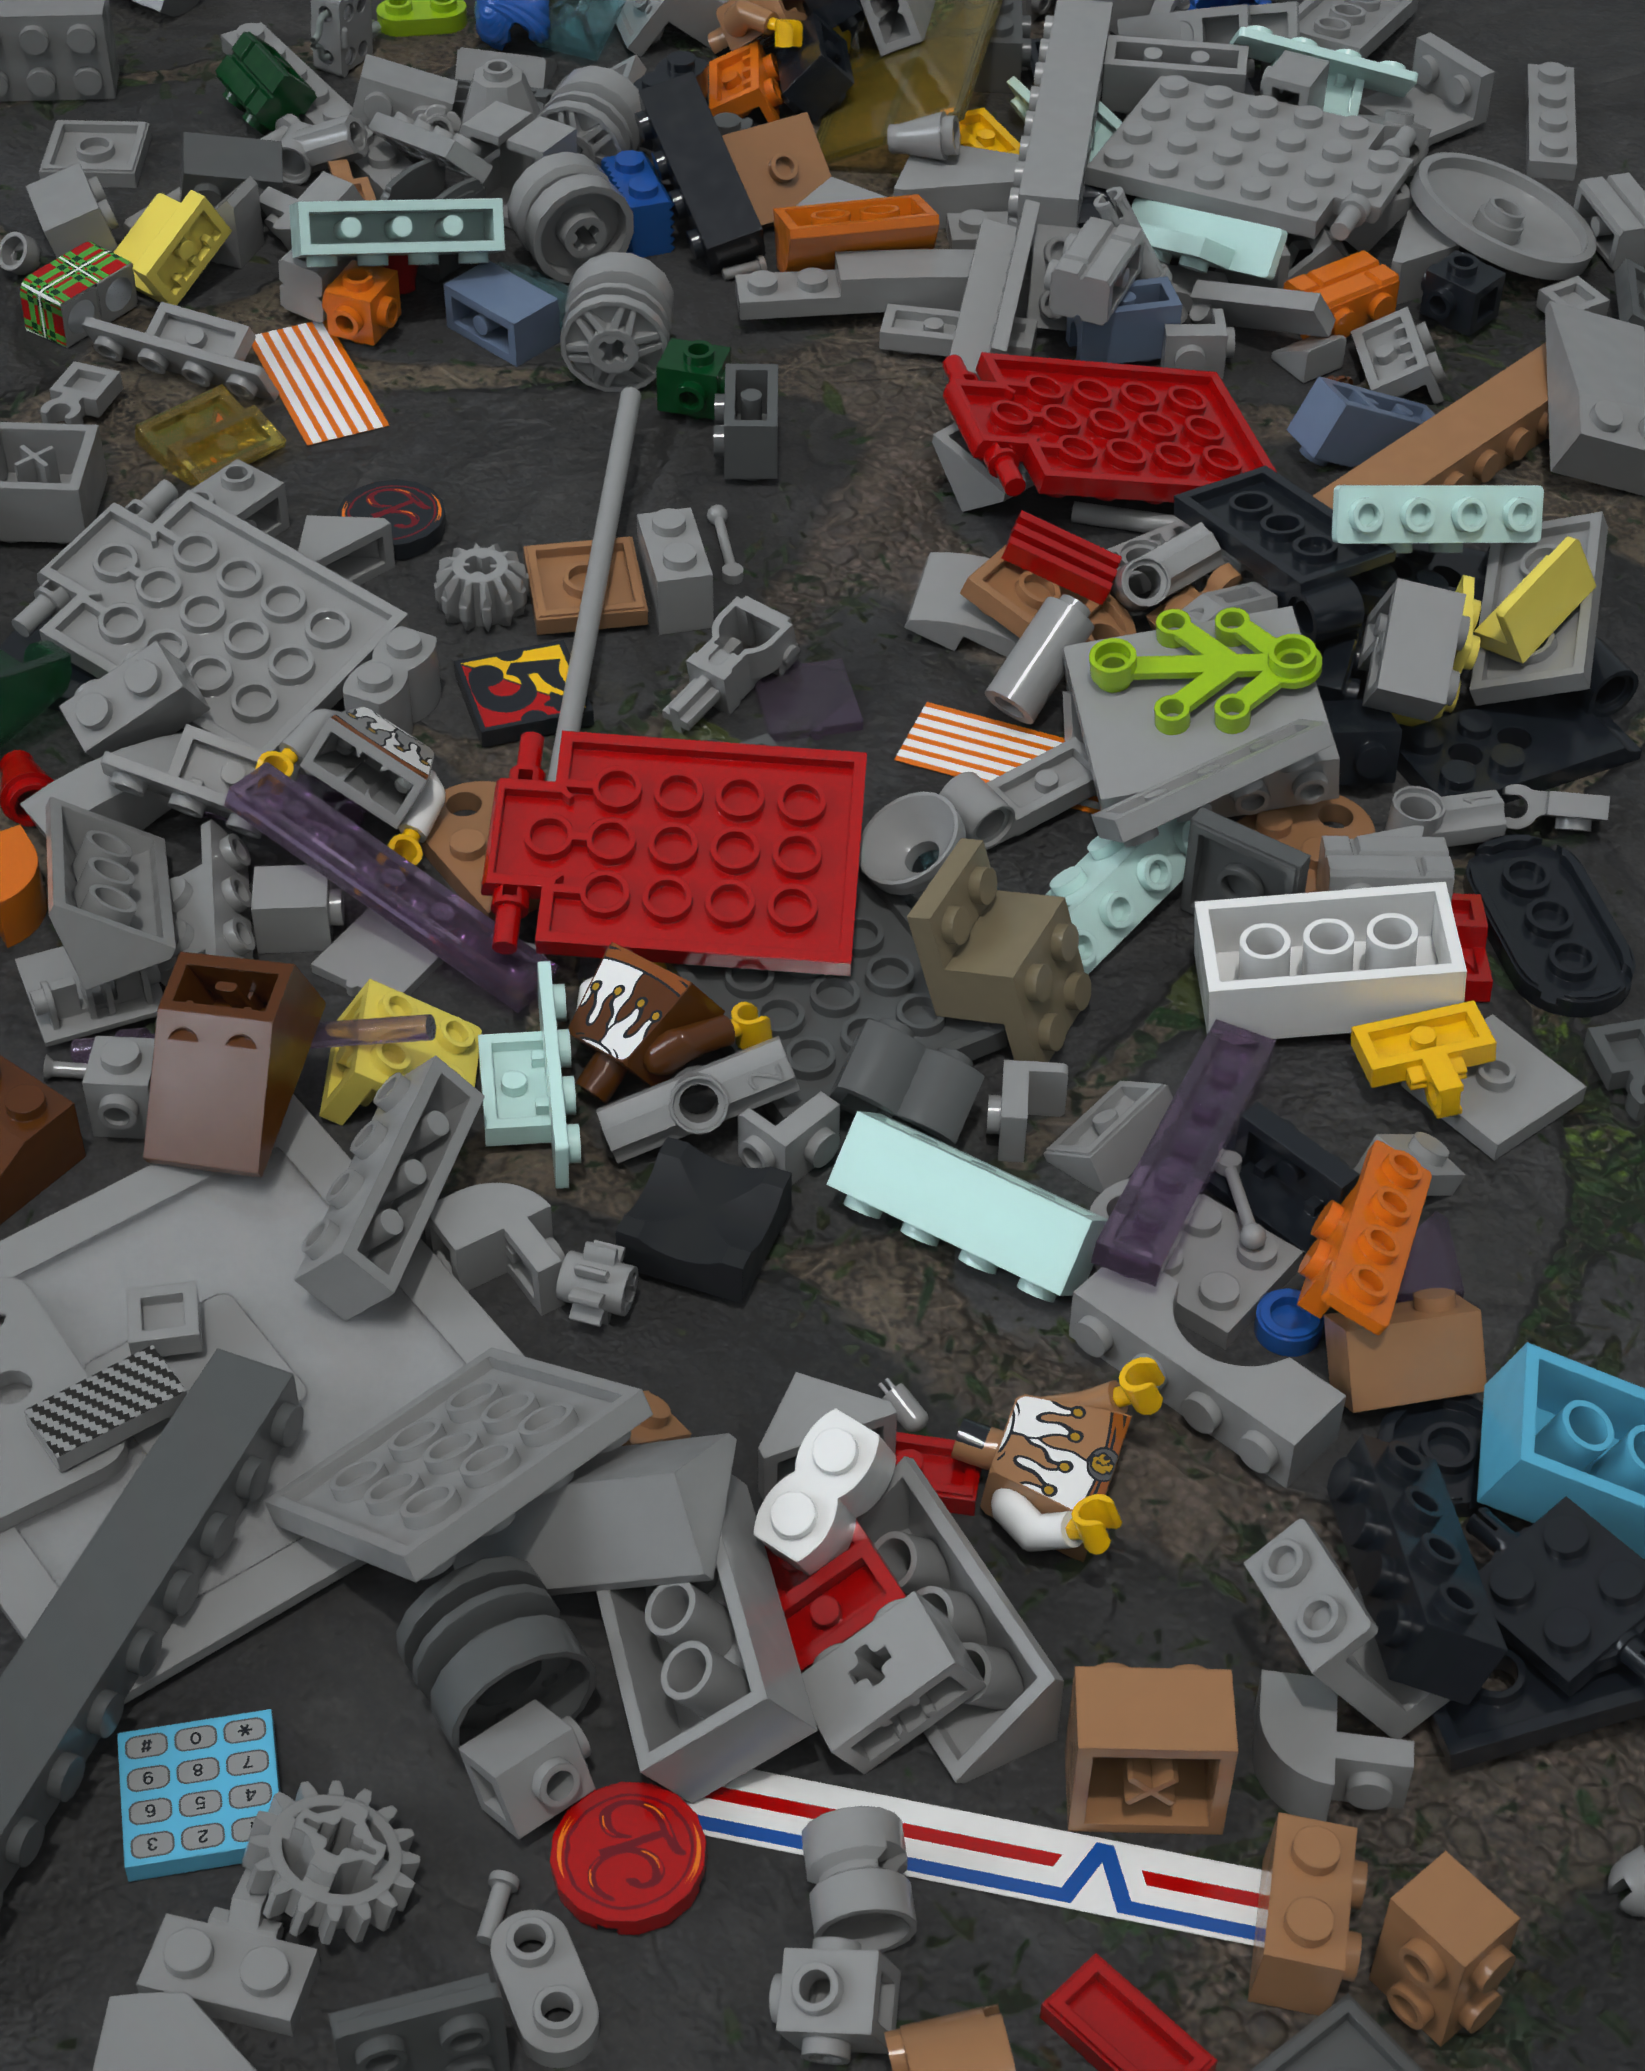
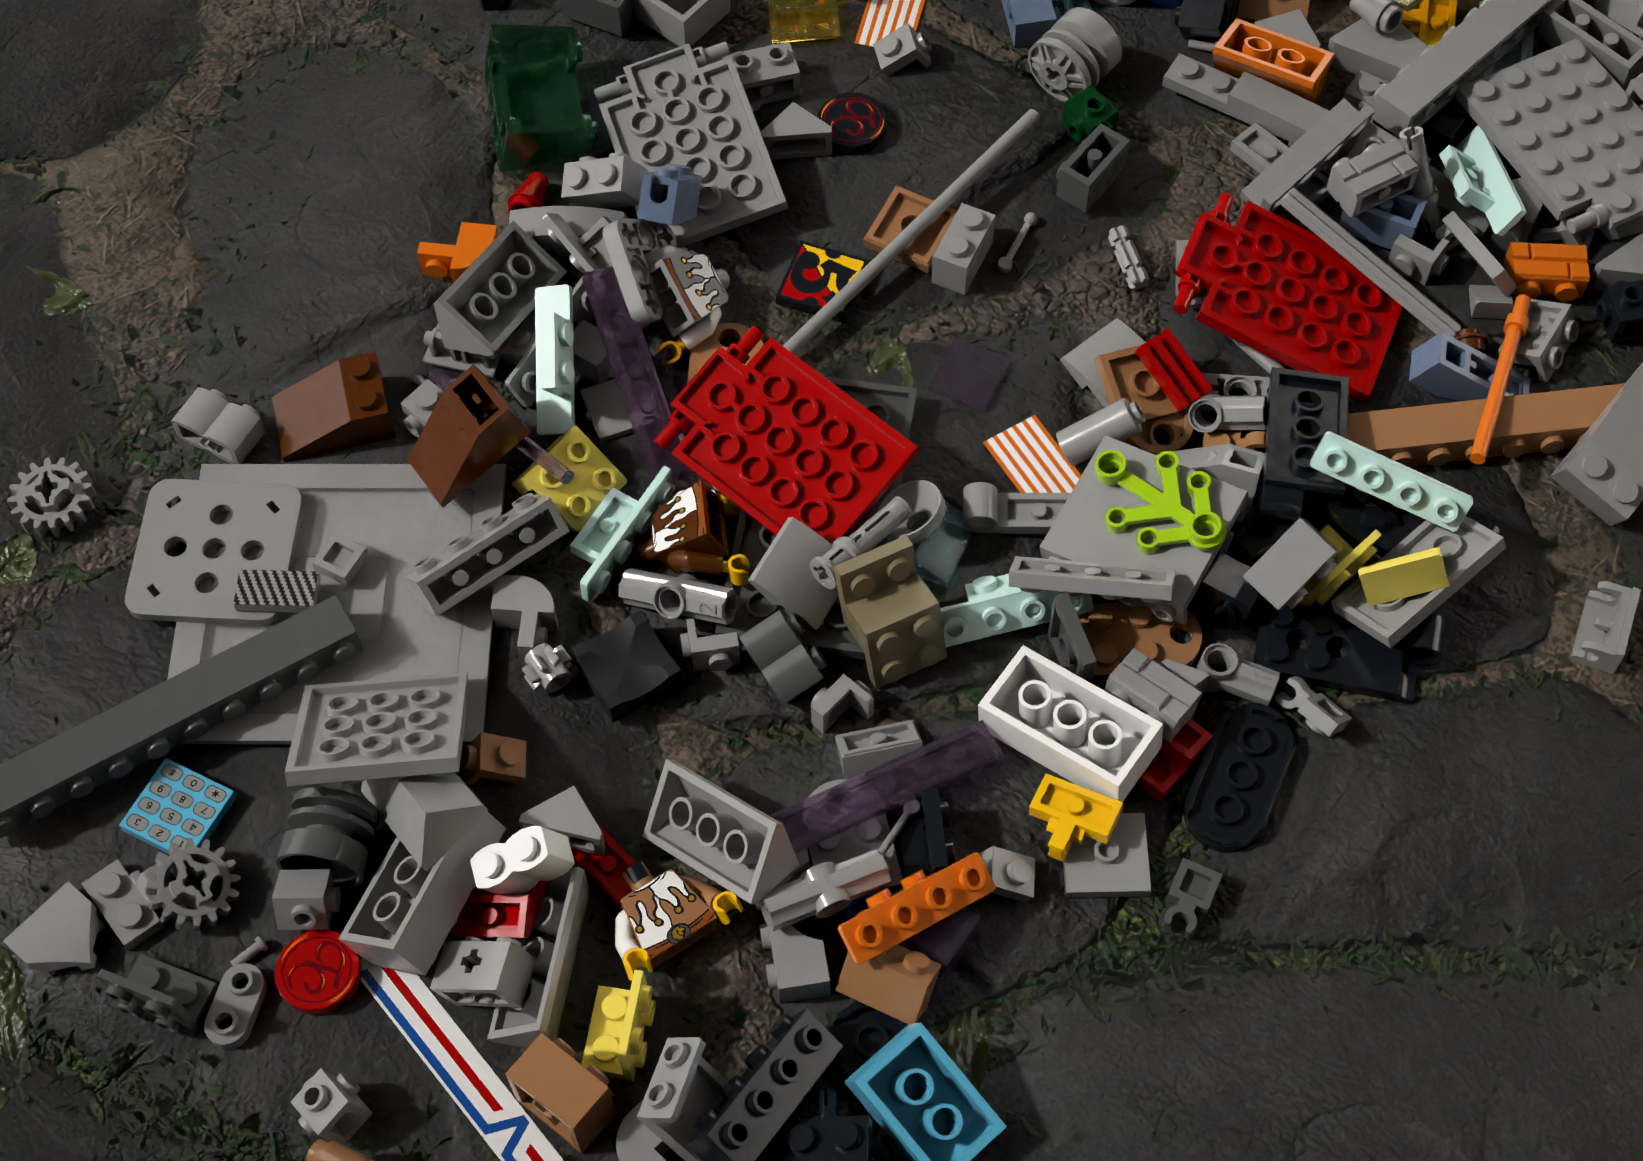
camera: 40 degrees right, 15 degrees up
(251, 909) = (554, 359): none -> light aqua bracket
(259, 657) = (669, 195): none -> sand blue brick
(293, 753) = (626, 244): none -> light grey beam
(383, 417) = (901, 49): none -> light grey bracket
(399, 680) = (750, 243): light grey brick -> none
(481, 587) = (854, 199): light grey gear -> none
(724, 671) = (930, 329): light grey piece -> none
(845, 968) = (786, 577): none -> light grey slope
(859, 1870) = (390, 1058): light grey wheel -> none
(875, 496) = (1128, 257): none -> light grey axle
(898, 869) = (860, 541): none -> light grey pin
(909, 1411) = (637, 830): light grey piece -> none
(967, 1204) = (753, 737): light aqua brick -> none
(1042, 1305) = (718, 834): none -> light grey slope
(1138, 1615) = (617, 1029): none -> light yellow bracket
(1161, 362) = (1368, 263): none -> light grey axle
(1240, 1293) = (825, 890): none -> light grey piece
(1375, 356) = (1514, 329): none -> orange bar

